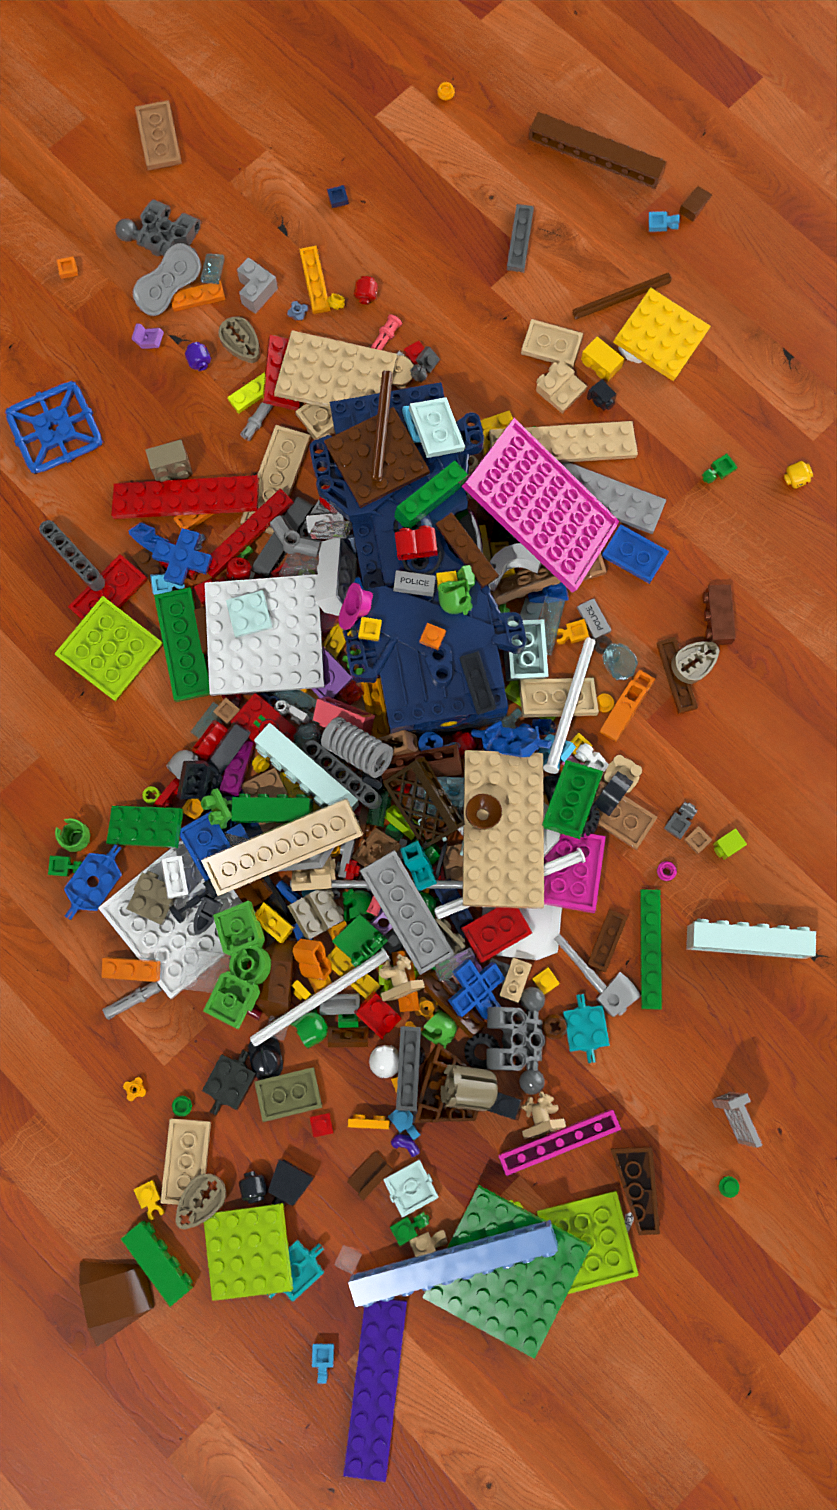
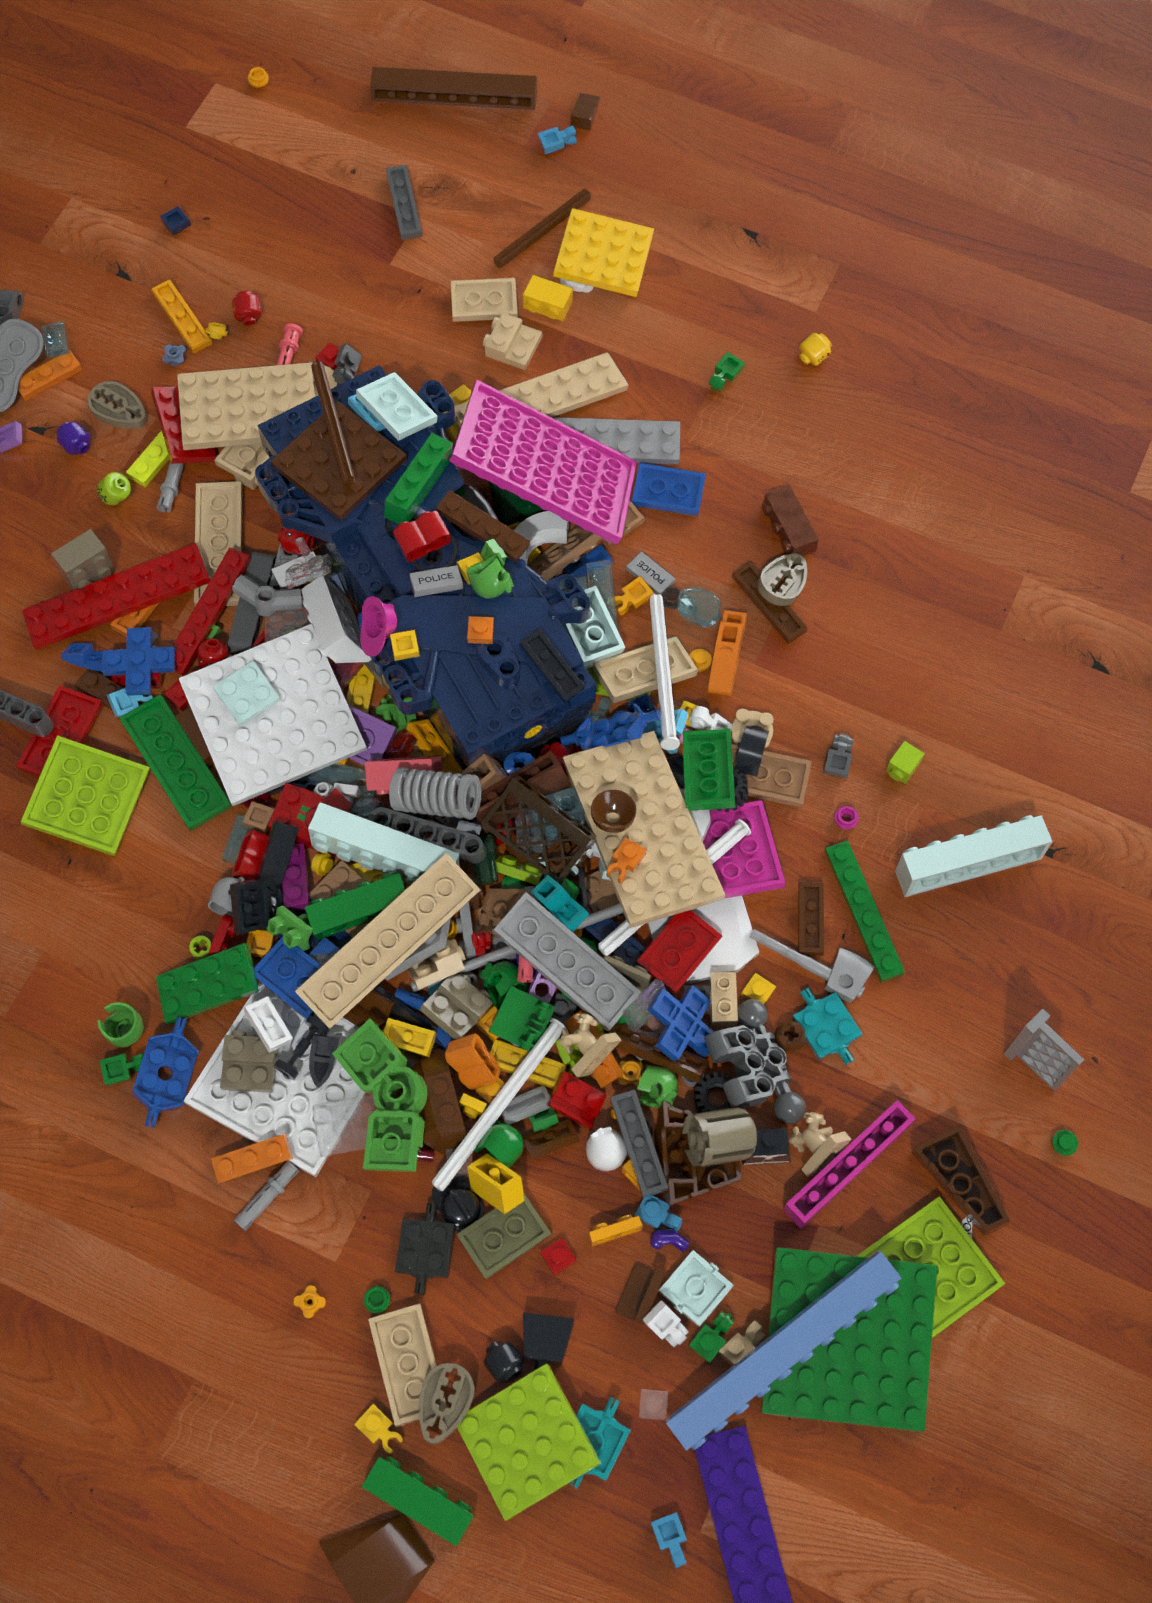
camera: 25 degrees left, 10 degrees down
(213, 408) = (113, 488): none -> lime head
(258, 285) = (116, 339): light grey brick -> none
(285, 722) = (336, 800): none -> red plate
(294, 1057) = (496, 1183): none -> yellow brick
(378, 1207) = (666, 1324): none -> white plate
(480, 852) = (626, 858): none -> orange plate
(602, 395) = (563, 335): black brick -> none
(698, 840) = (867, 771): medium nougat plate -> none

